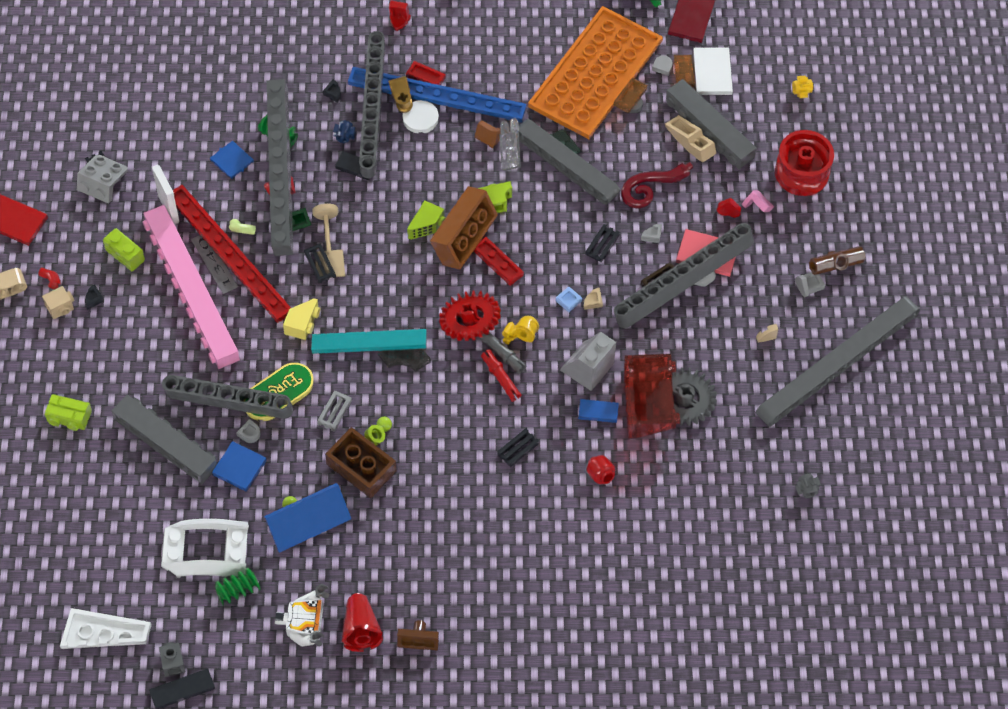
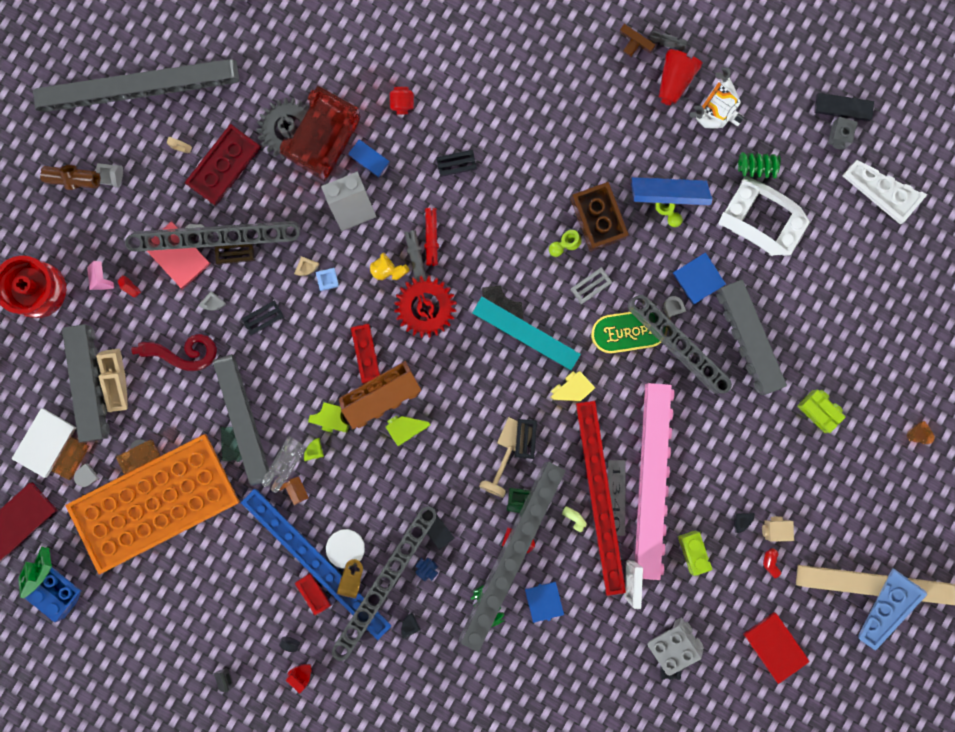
camera: 150 degrees left, 25 degrees up
(387, 657) = (668, 40): none -> dark grey axle
(421, 32) = (289, 644): none -> black tile
(492, 171) = (313, 450): none -> lime tile
(720, 341) = (222, 165): none -> dark red tile

